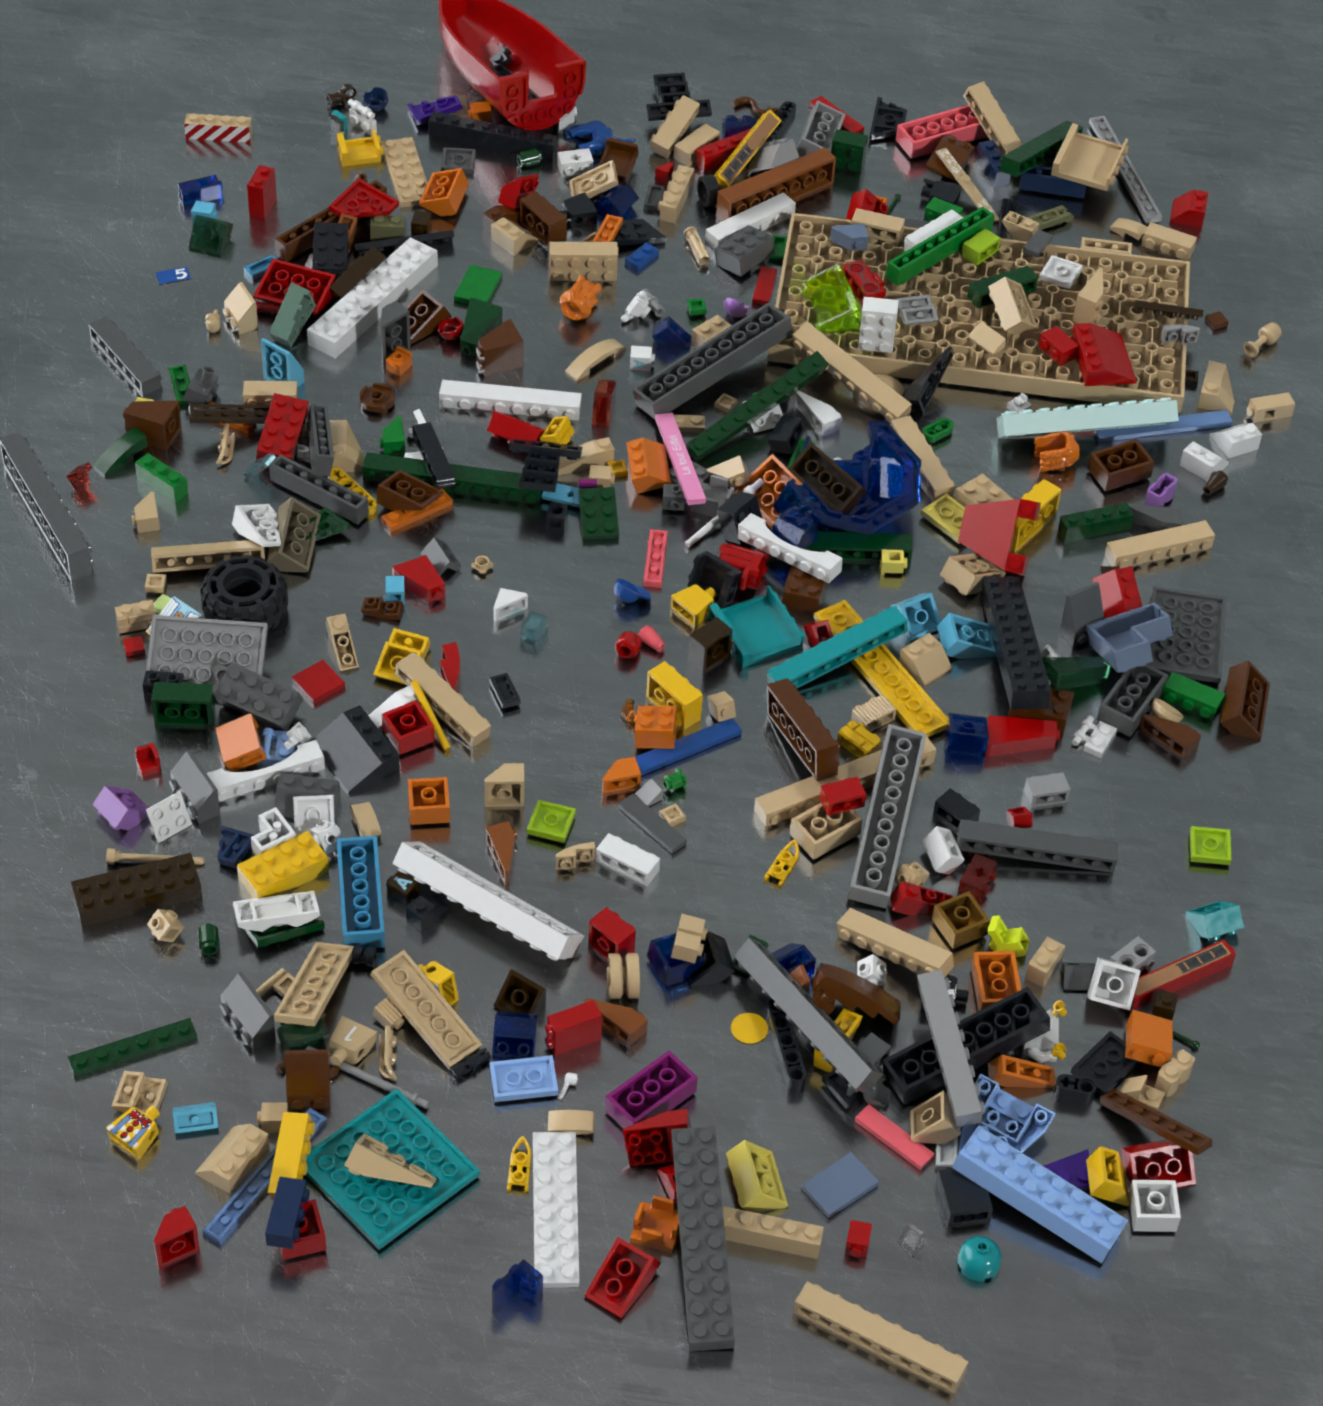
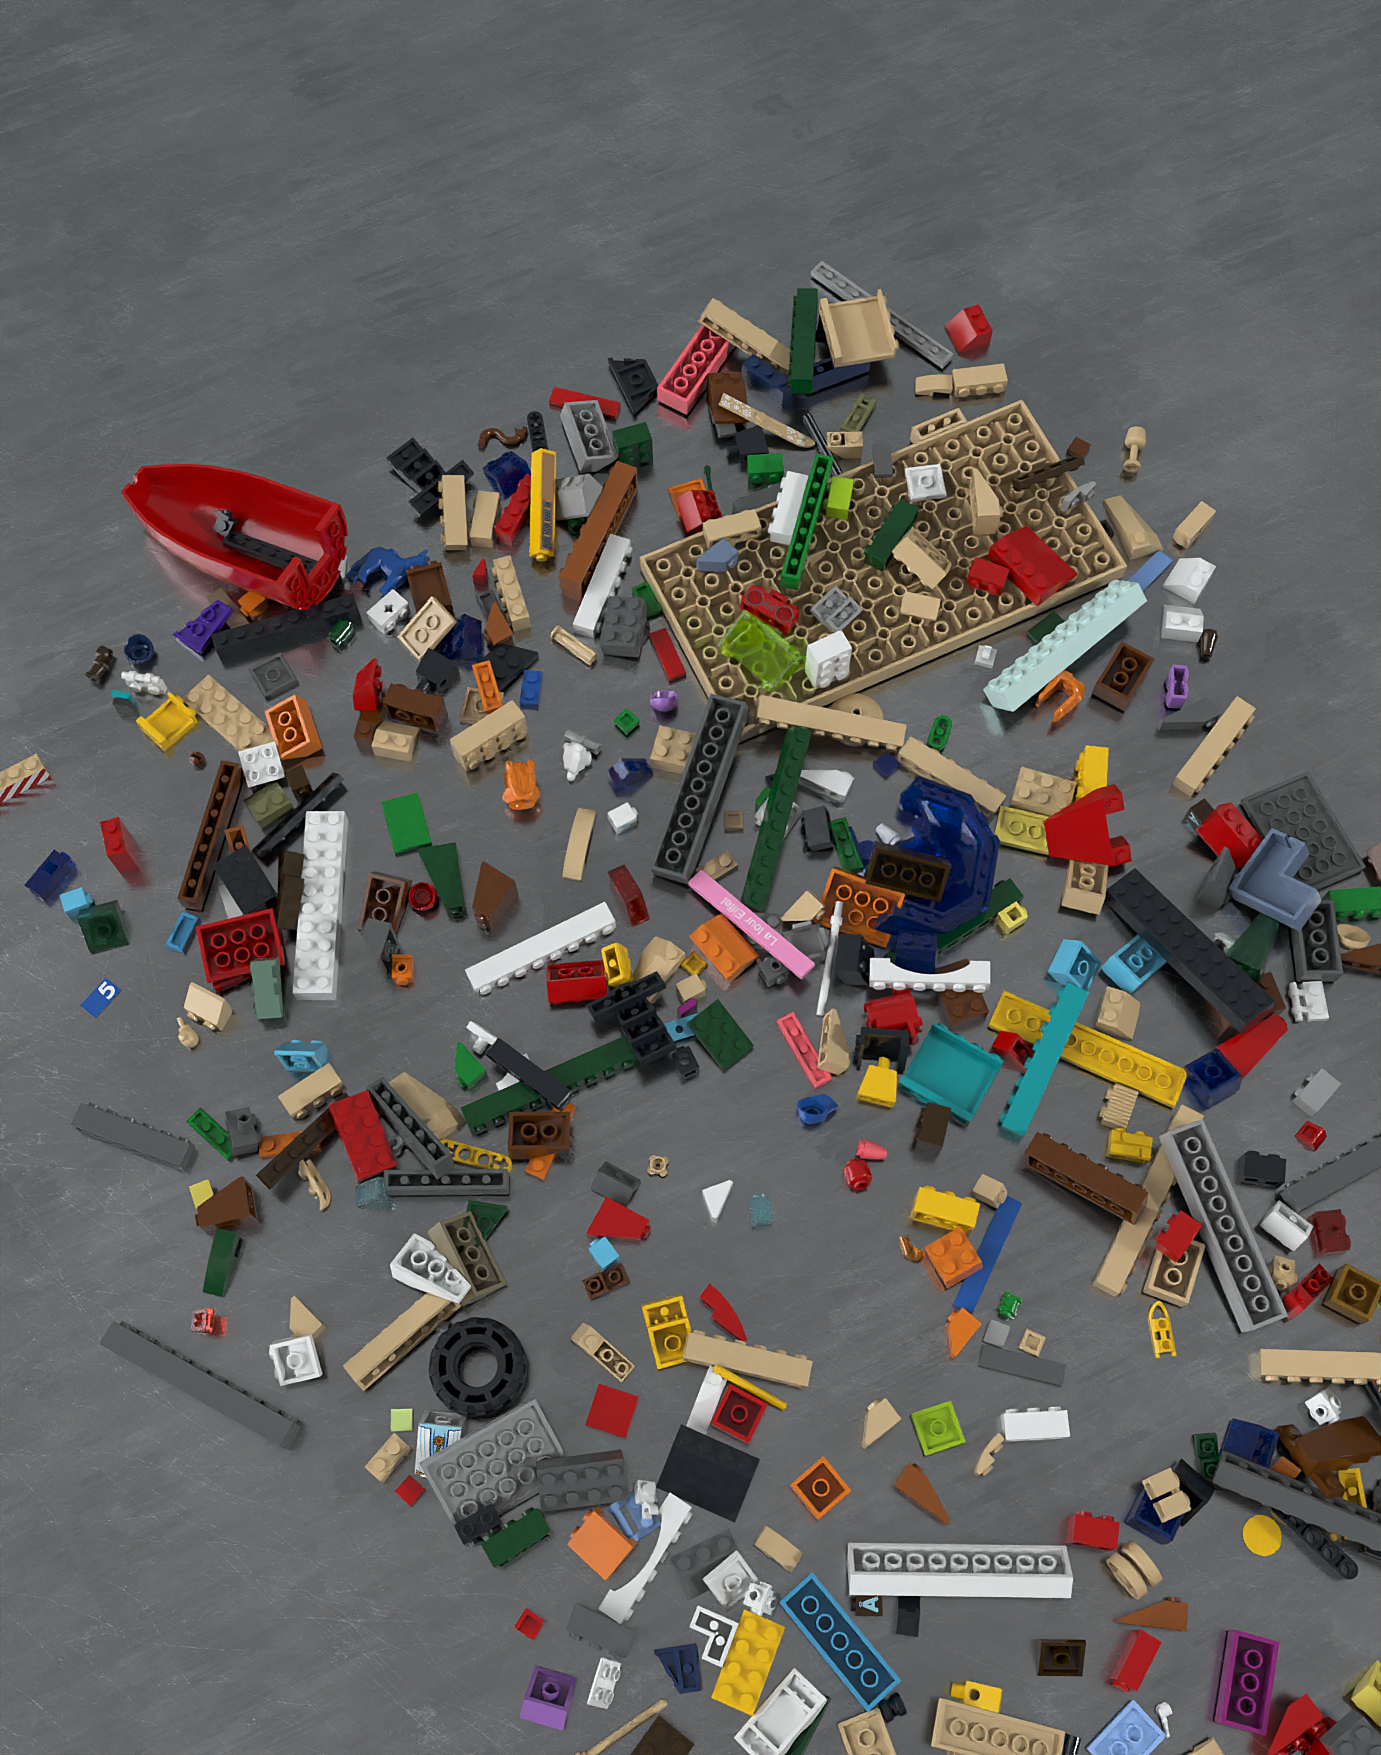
camera: 30 degrees left, 20 degrees up
(121, 525) = (295, 1359): none -> white plate
(155, 583) = (374, 1401): tan plate -> none
(161, 478) = (285, 1268): green brick -> none
(363, 201) = (232, 799): red plate -> none
(381, 405) = (423, 1033): reddish brown plate -> none
(408, 198) = (261, 764): none -> white hinge
(504, 690) = (787, 1303): black plate -> none
(514, 1035) = (1085, 1699): clear blue slope -> none
(646, 206) = (496, 628): none -> dark orange slope
(675, 565) = (833, 1045): none -> tan slope
(708, 190) = (540, 573): black tyre -> none
(925, 384) = (901, 702): black wedge -> none
(1095, 523) = (1146, 756): dark green brick -> none

